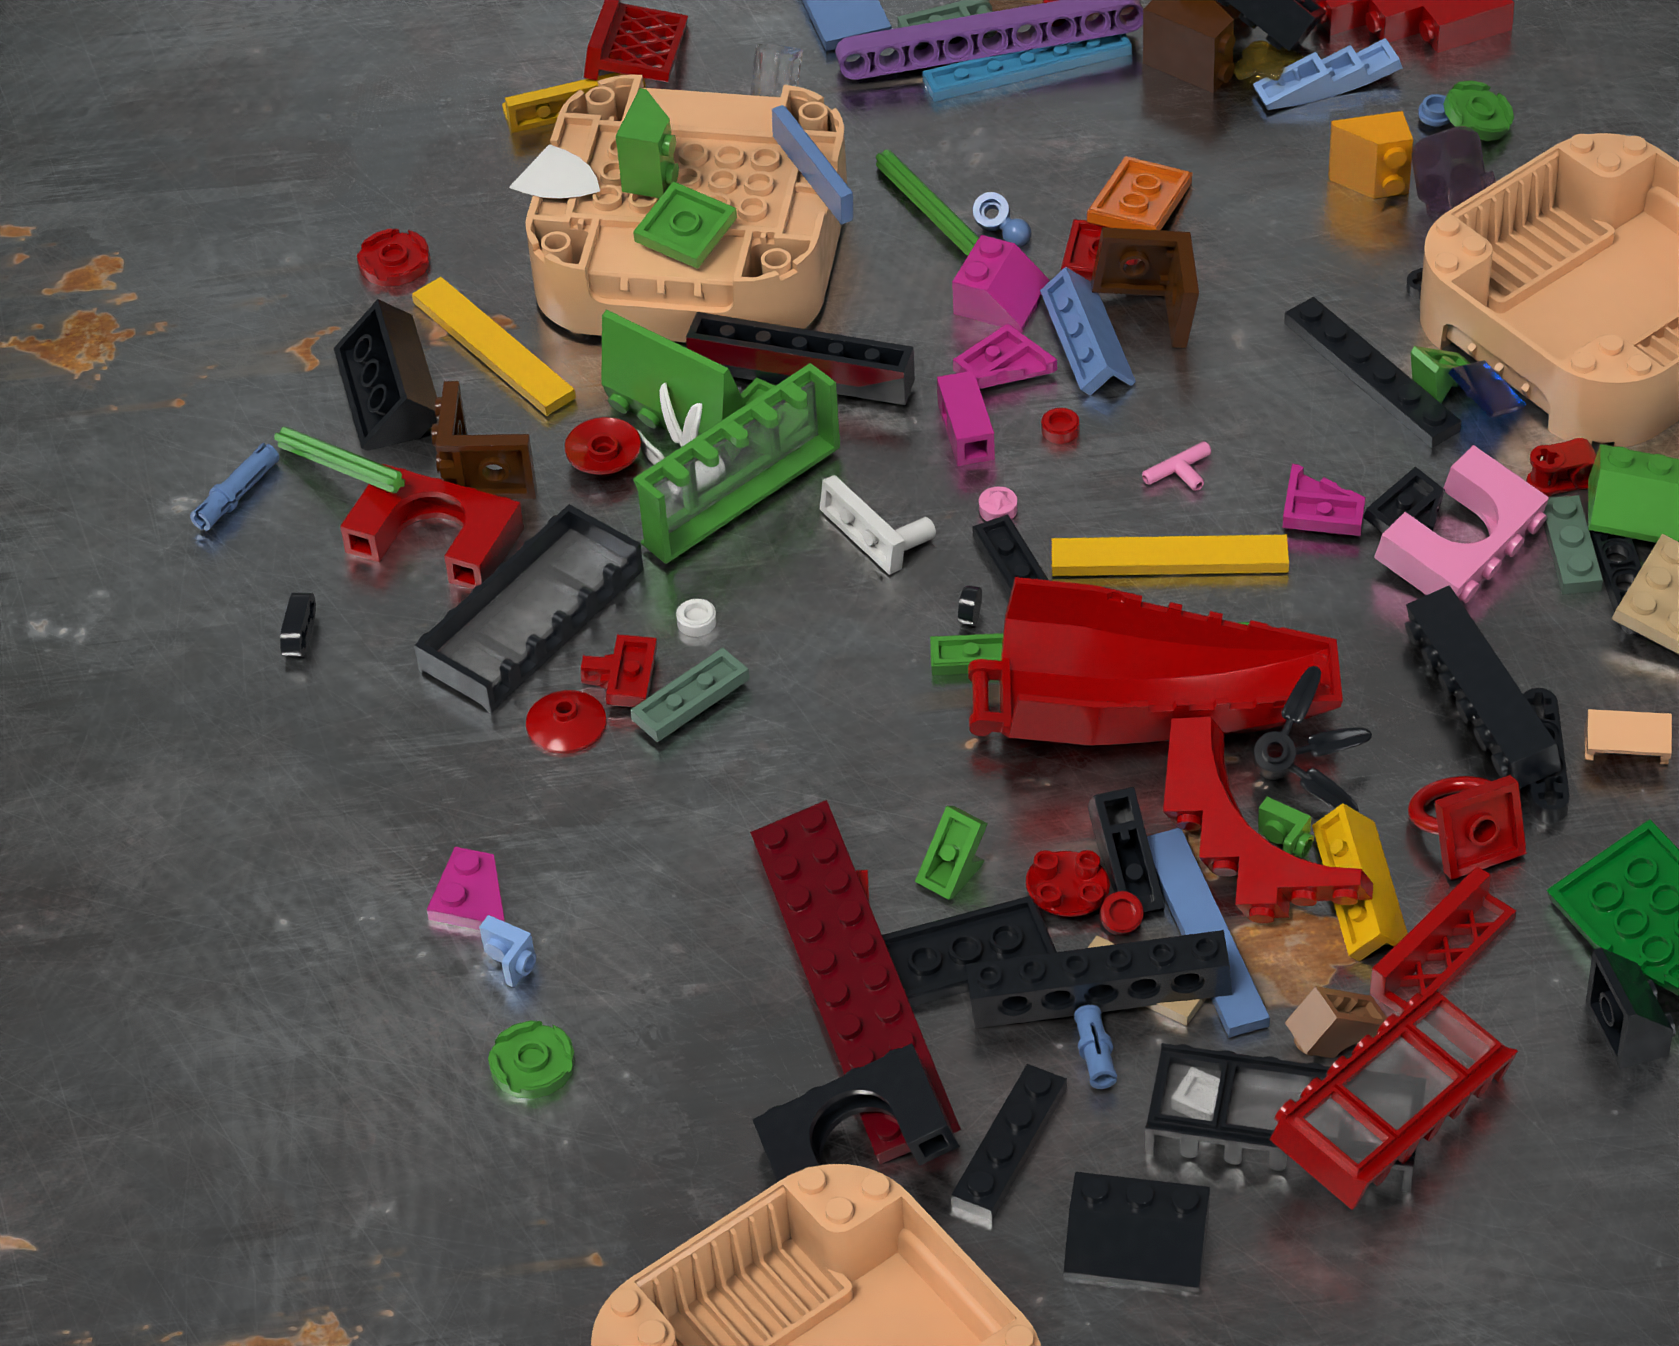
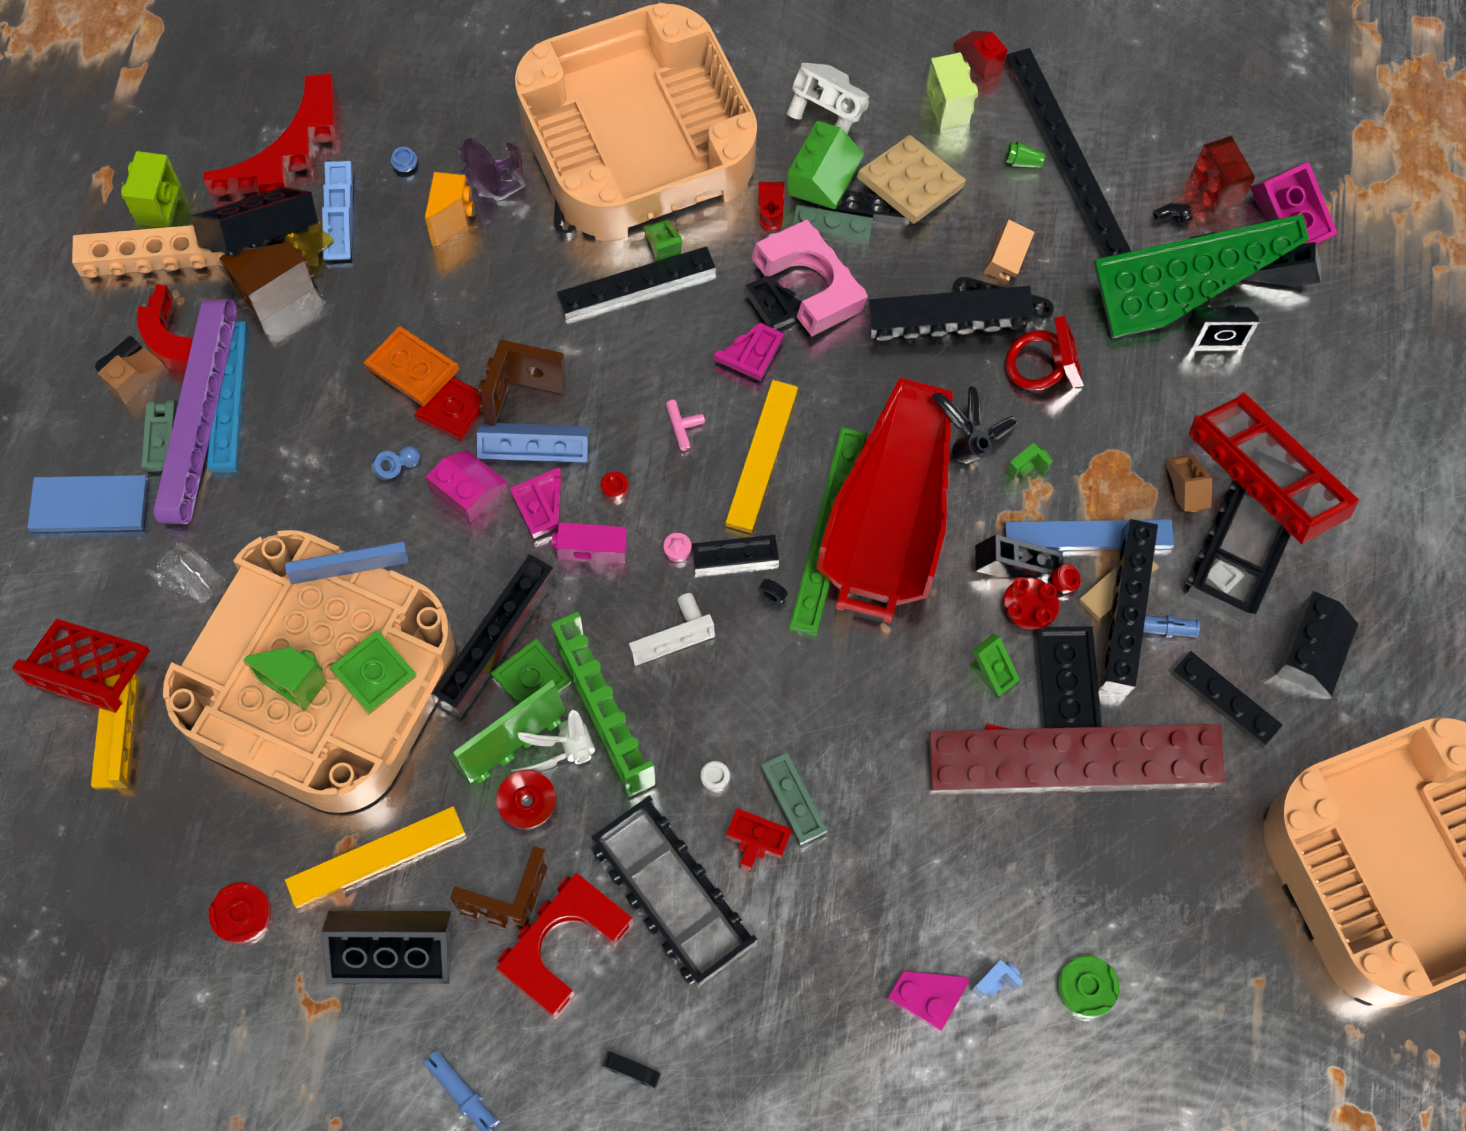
camera: 80 degrees left, 20 degrees up
(340, 459) = (476, 1001): bright green axle -> none
(557, 175) = (265, 755): white sticker -> none
(566, 721) = (778, 906): red dish -> none
(891, 1085) = (1203, 826): black arch -> none
(926, 201) = (355, 504): bright green axle -> none
(1267, 876) = (1040, 495): red arch -> none
(1352, 841) = (1079, 436): yellow panel -> none
(1432, 933) = (1135, 411): red fence -> none
(1476, 107) = (419, 134): bright green tile -> none
(1487, 388) = (691, 220): clear blue piece -> none

